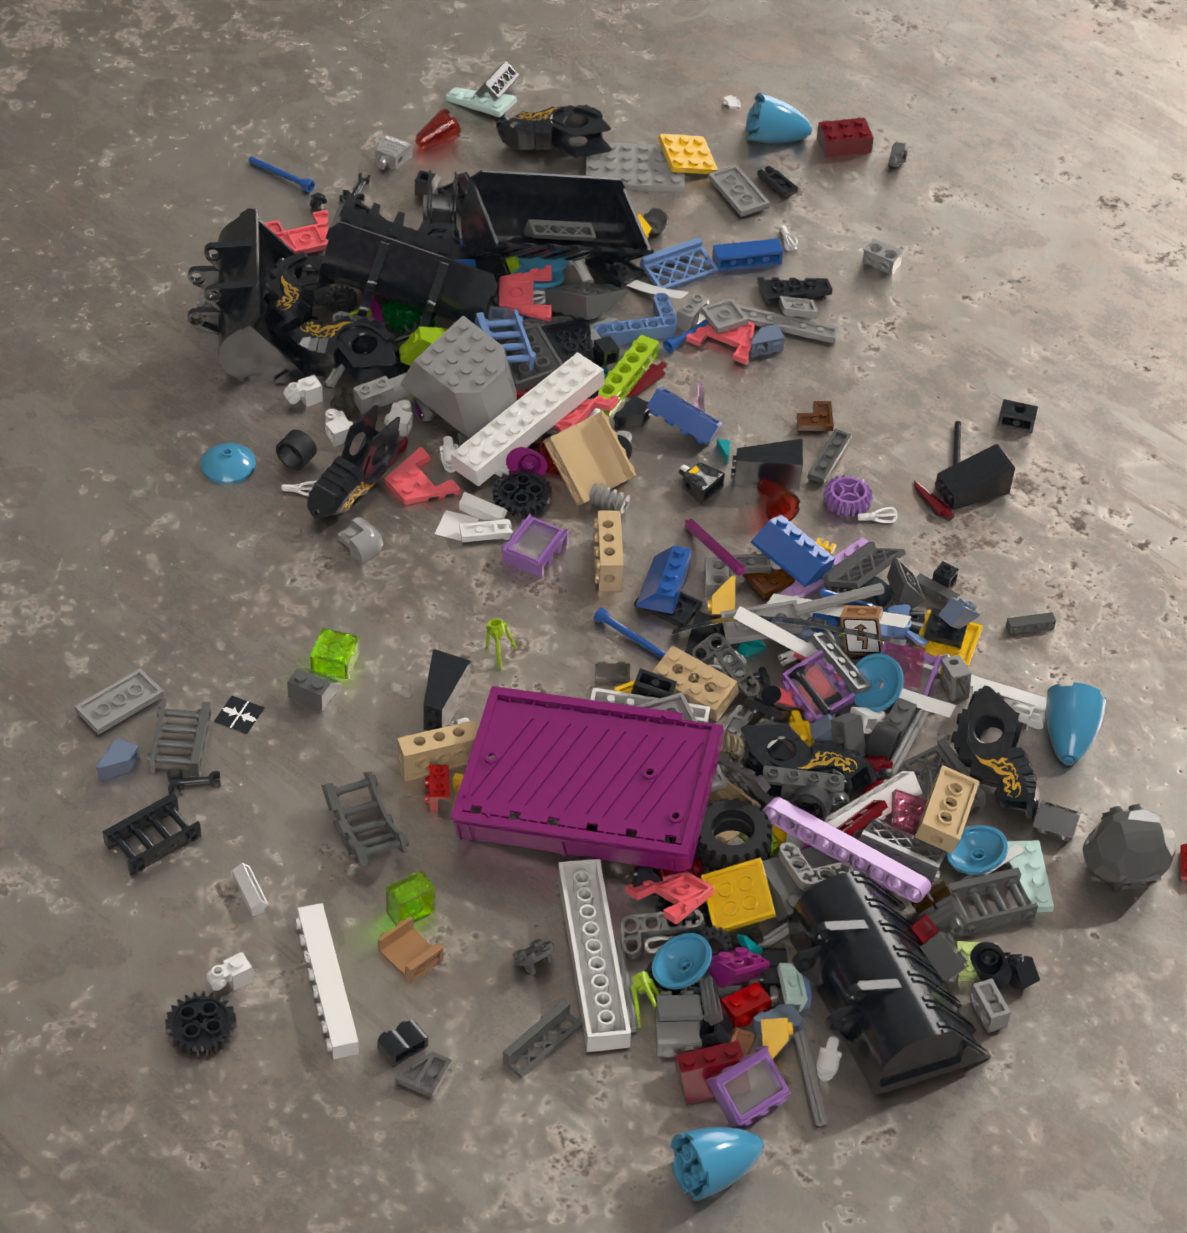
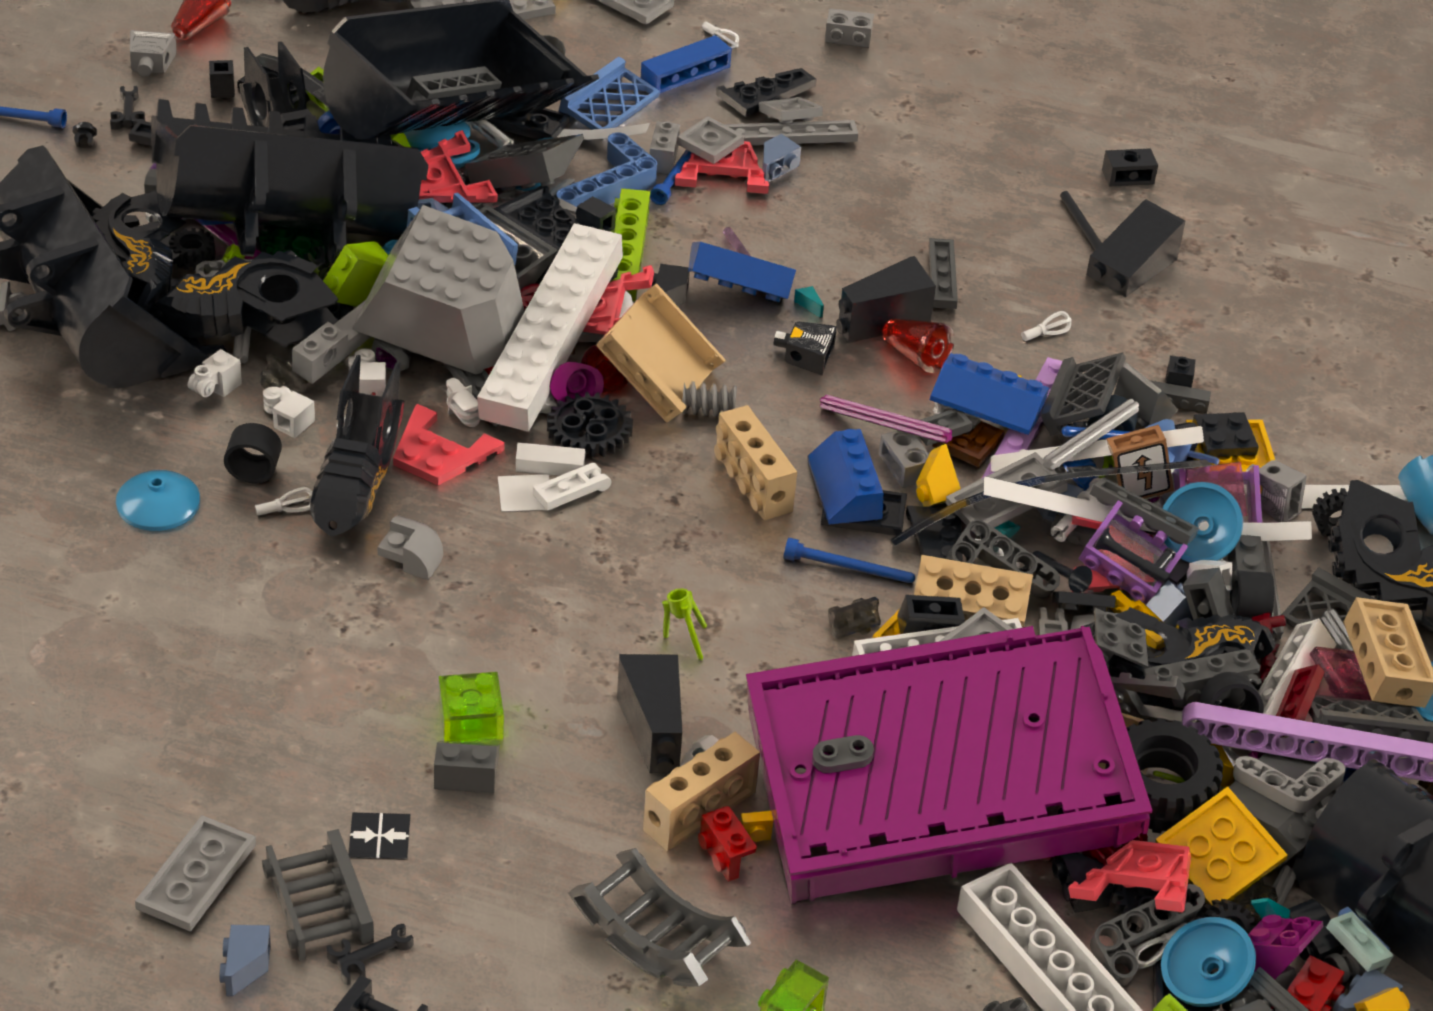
camera: 25 degrees left, 5 degrees down
(306, 238) = (105, 178): coral wing -> none
(520, 755) = (844, 754): none -> dark grey plate
(534, 545) = (648, 487): medium lavender window -> none
(652, 375) = (658, 239): dark red bar -> none
(758, 741) = (1119, 638): none -> dark grey hinge
(819, 420) = (900, 232): reddish brown plate -> none
(847, 496) = (998, 313): medium lavender gear -> none
(938, 505) = (1112, 297): dark red bar -> none
(959, 612) = (1239, 408): sand blue slope -> none
(1030, 623) = (1311, 401): dark grey piece -> none

